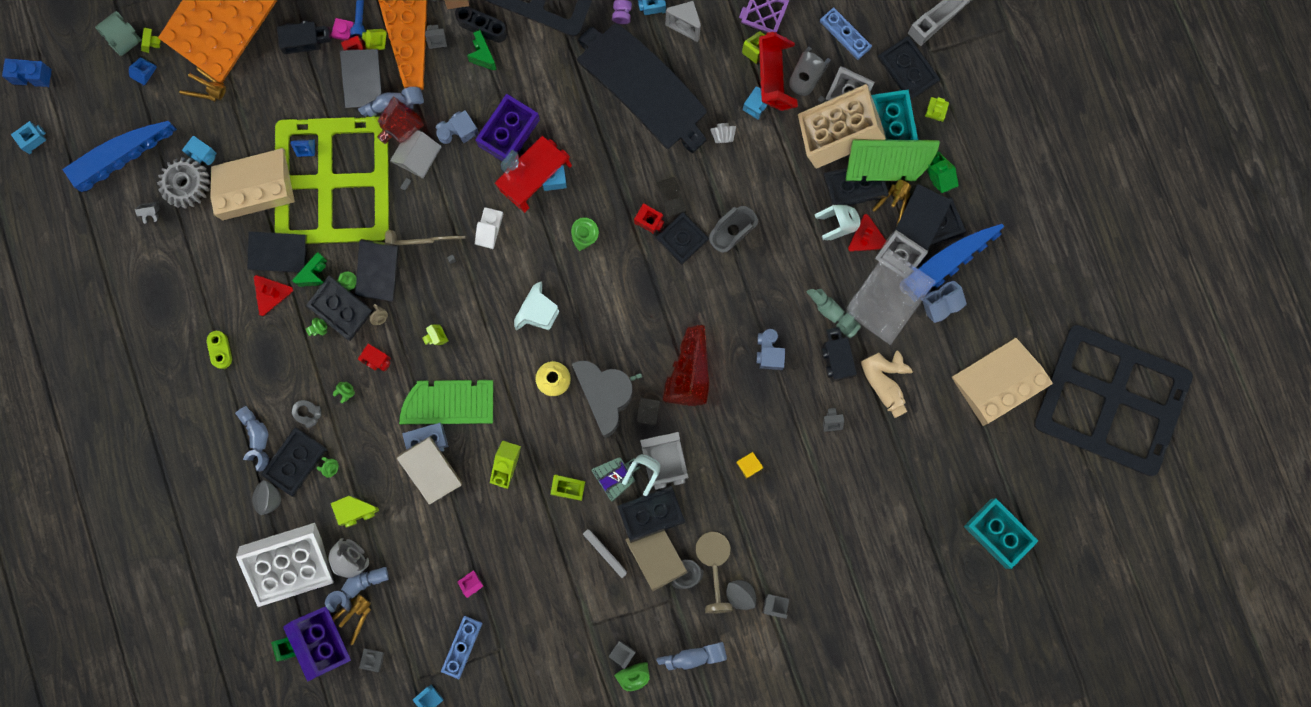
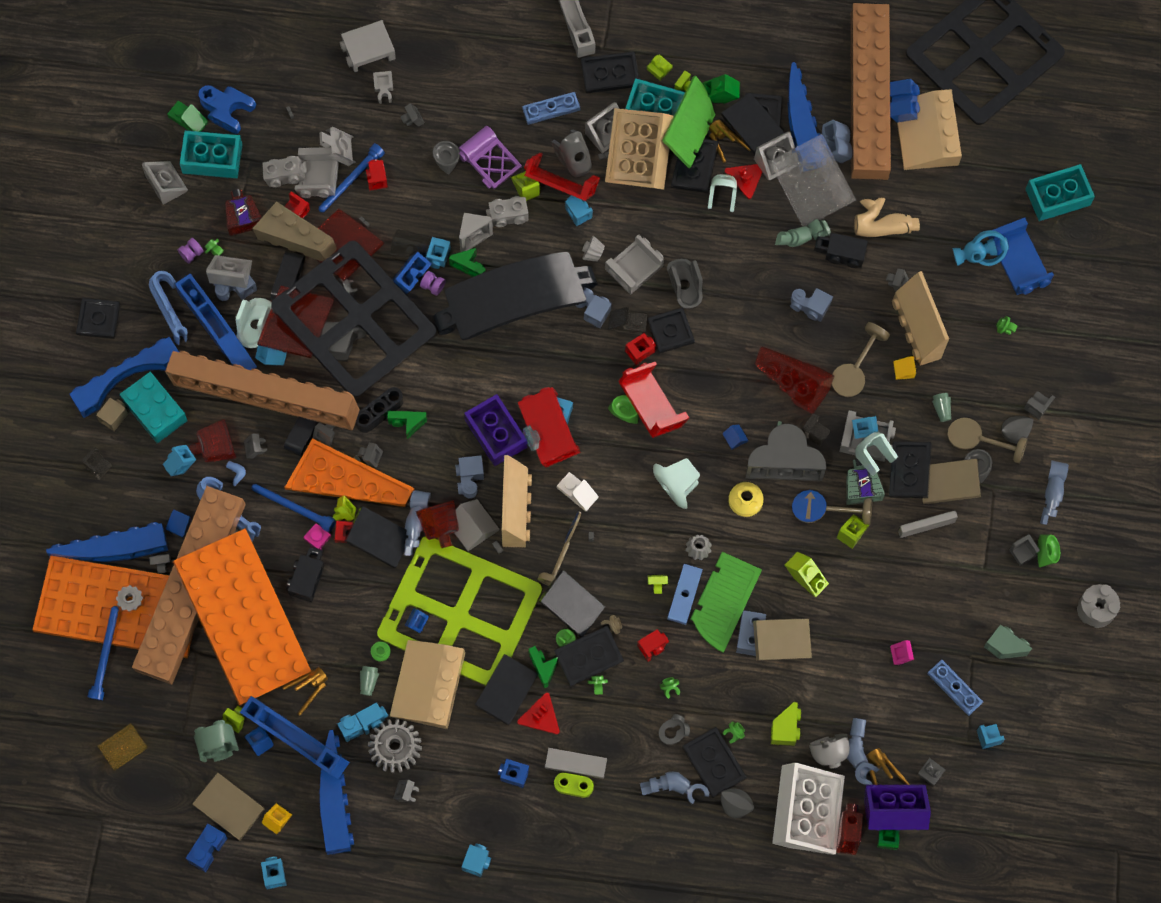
camera: 65 degrees left, 10 degrees down
(73, 74) = (228, 806): none -> dark tan tile
(81, 117) = (276, 818): none -> yellow slope
(113, 298) = (476, 860): none -> dark azure brick
(136, 124) = (294, 737): none -> blue arch
(181, 135) = (350, 727): none -> dark azure brick
(198, 289) = (521, 769): none -> blue brick
(234, 132) = (368, 680): none -> sand green cone
(239, 342) = (576, 763): none -> light grey tile
(261, 130) = (380, 651): none -> bright green plate
(271, 611) = (849, 830): none -> clear red torso
(423, 366) = (687, 584): none -> medium blue tile
(443, 176) = (515, 503): none -> tan slope
(482, 351) = (698, 553): none -> light grey piece
(521, 677) = (1007, 645): none -> sand green slope
(573, 439) = (811, 506): none -> piece
(602, 251) = (650, 400): none -> panel
(608, 342) = (735, 436): none -> blue slope
(657, 30) = (464, 262): none -> green slope
(667, 164) = (597, 308): none -> sand blue brick
(668, 454) = (864, 427): none -> dark azure brick
(715, 419) = (849, 378): none -> dark tan piece
(720, 39) = (508, 211): none -> light grey brick
(728, 177) = (635, 264): none -> light grey panel
(728, 517) = (942, 406): none -> sand green cone
(799, 458) = (920, 320): none -> tan slope
(838, 539) = (1004, 325): none -> bright green plate
(899, 480) = (976, 251): none -> dark azure piece
(916, 524) = (1022, 260): none -> blue panel
(929, 134) = (683, 82): none -> lime tile
(1013, 309) = (870, 91): none -> medium nougat brick
(1018, 345) = (904, 100): none -> blue brick

